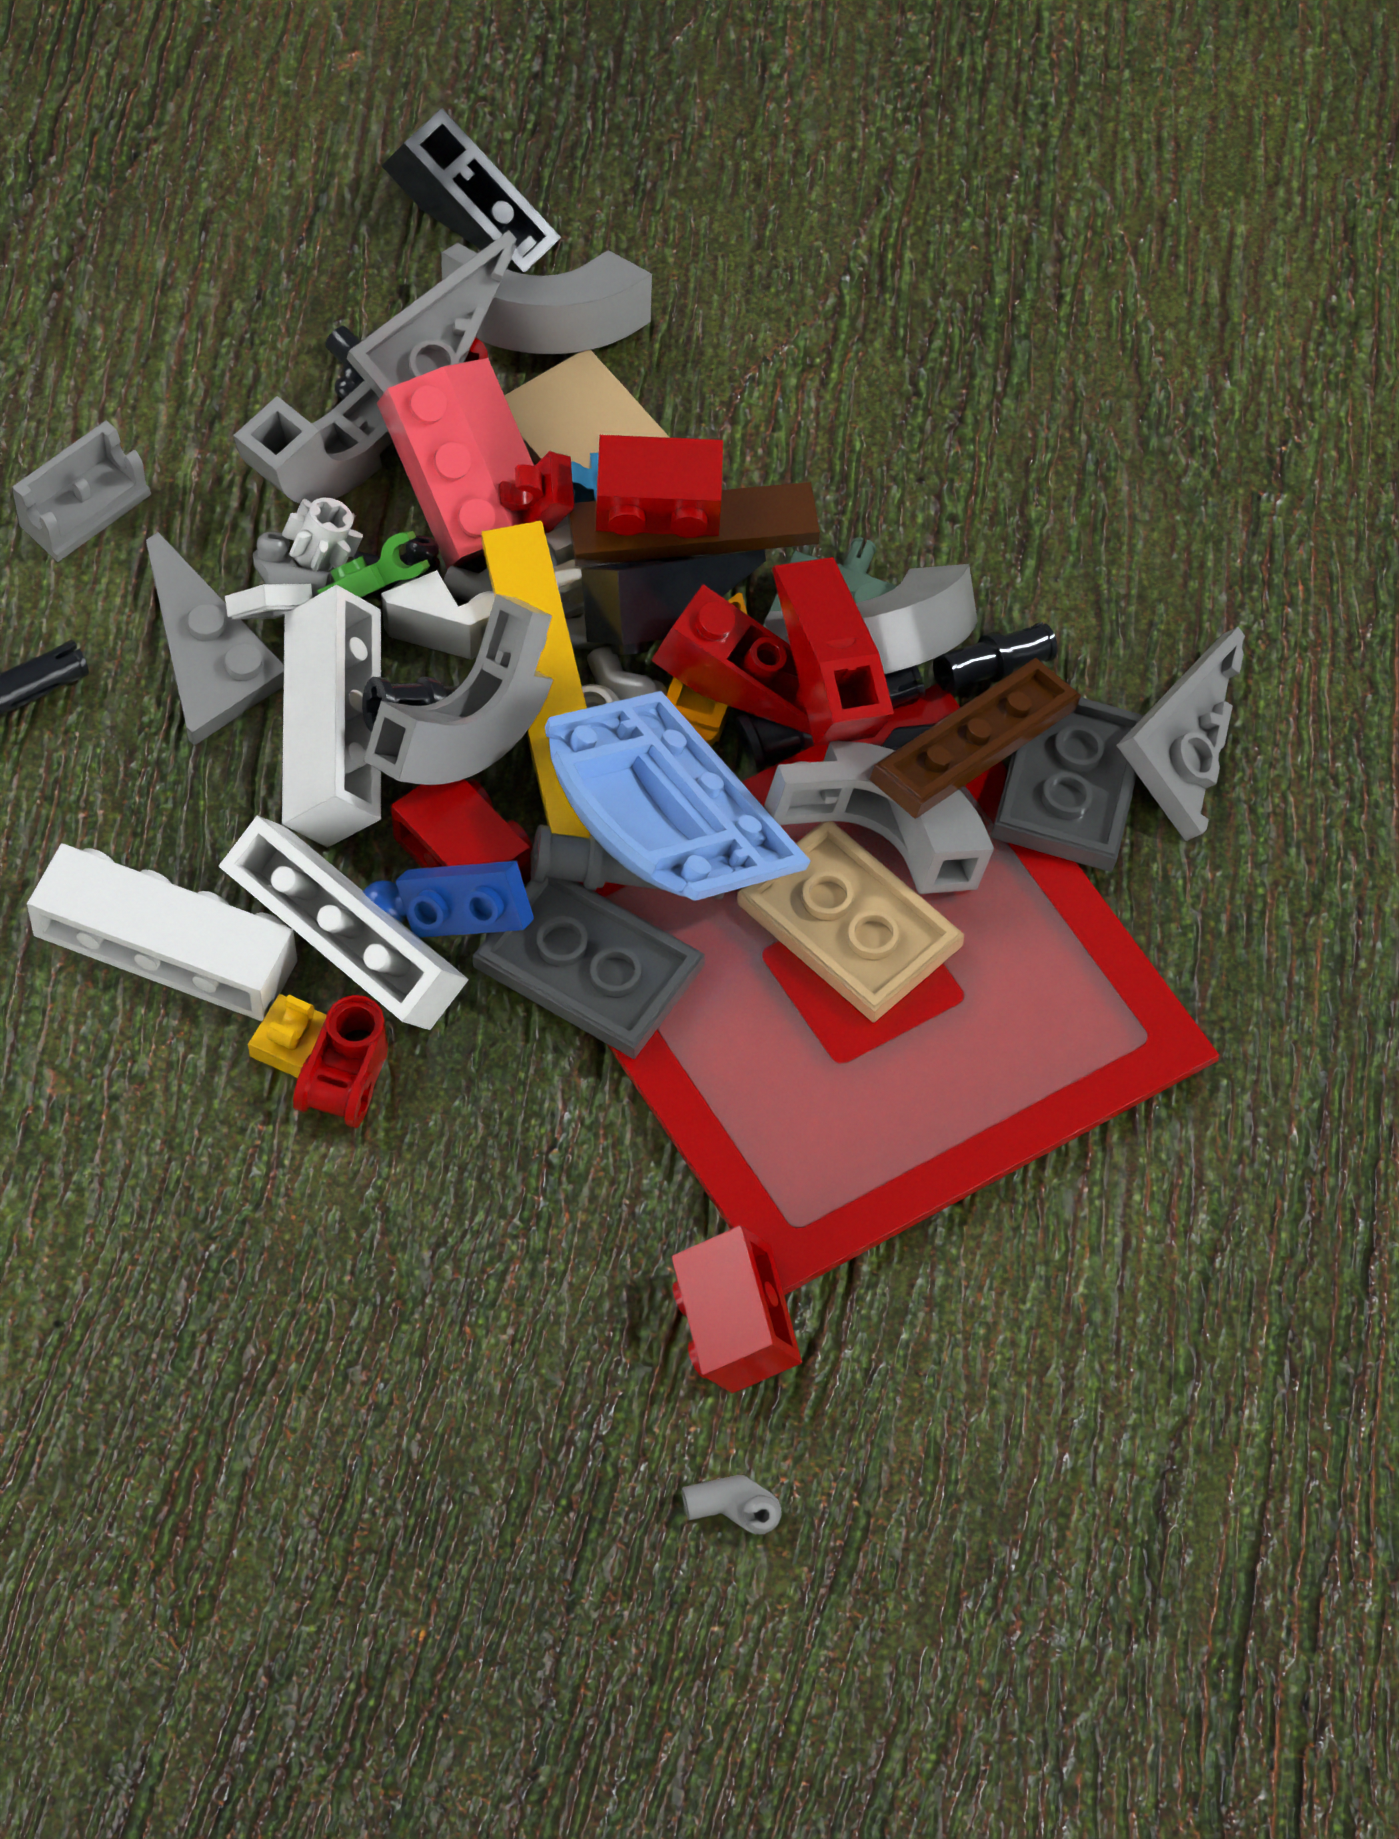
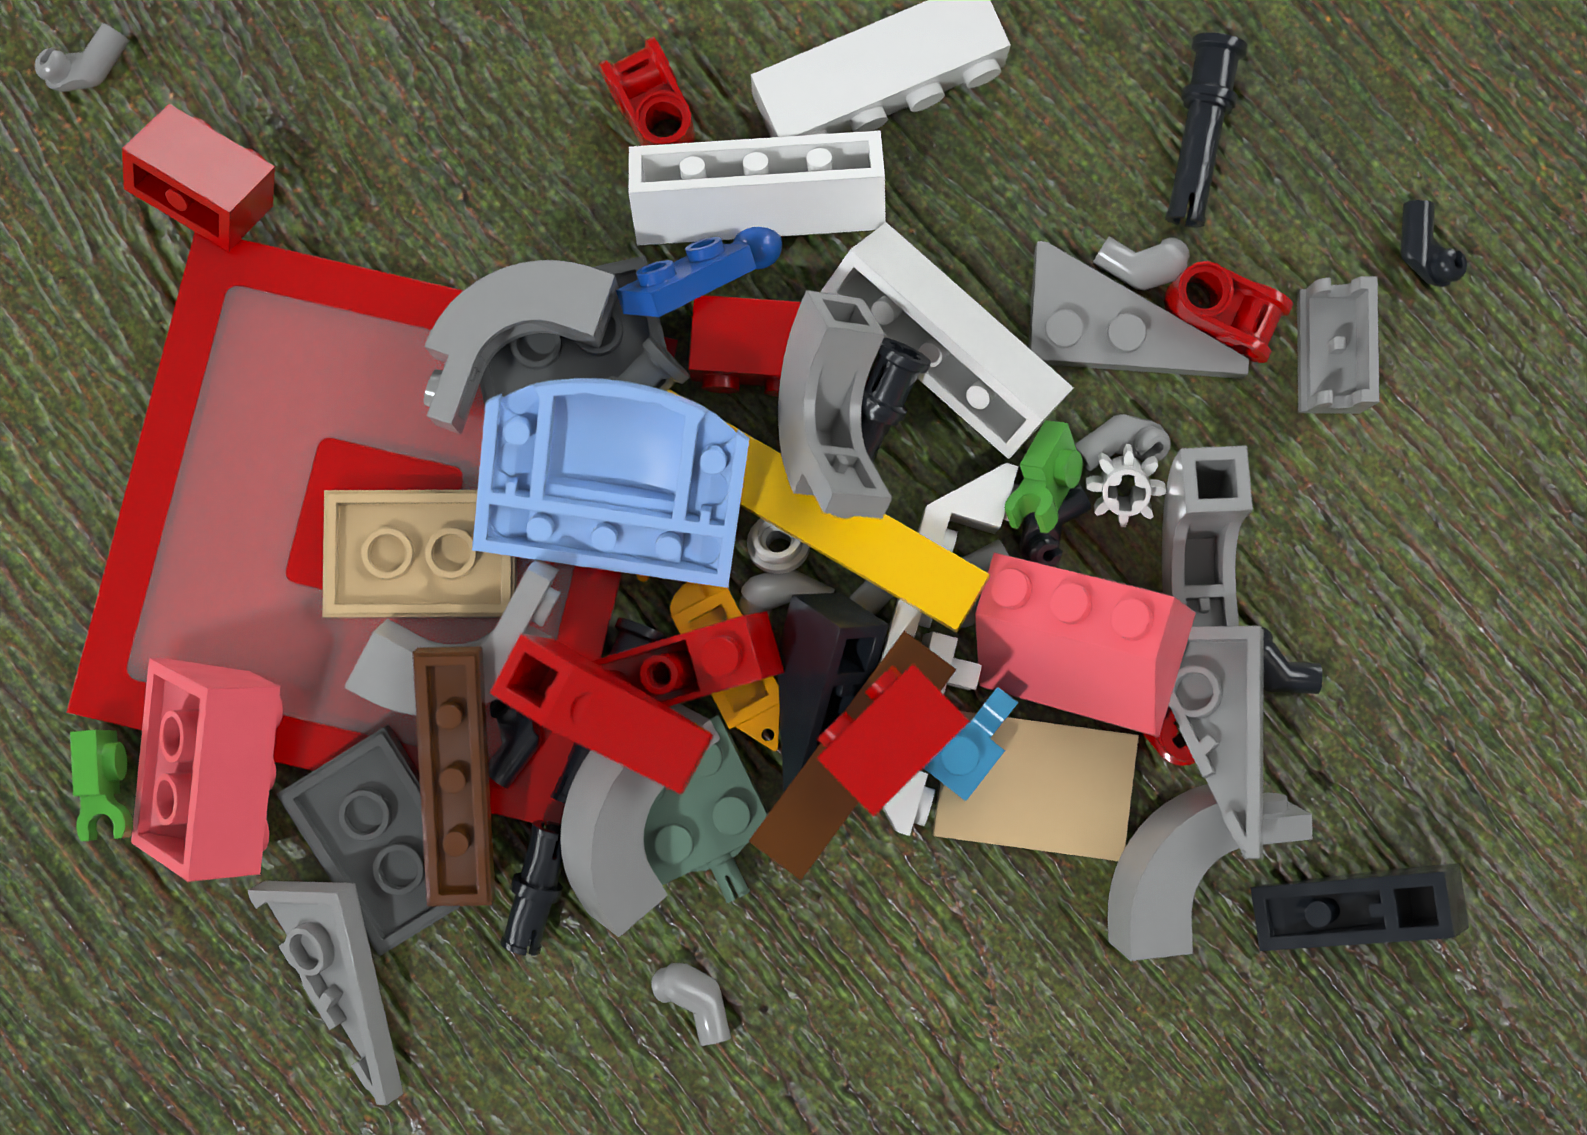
camera: 135 degrees right, 25 degrees up
(123, 581) = (1240, 310): none -> red piece
(146, 657) = (1147, 267): none -> light grey arm
(267, 601) = (1097, 388): white tile -> none
(287, 1034) = (716, 95): yellow tile -> none
(541, 491) = (988, 661): red tile -> none
(622, 986) = (503, 307): none -> light grey arch
(955, 514) = (696, 993): none -> light grey arm
(1152, 914) = (206, 769): none -> coral slope
(1232, 994) = (96, 775): none -> bright green plate

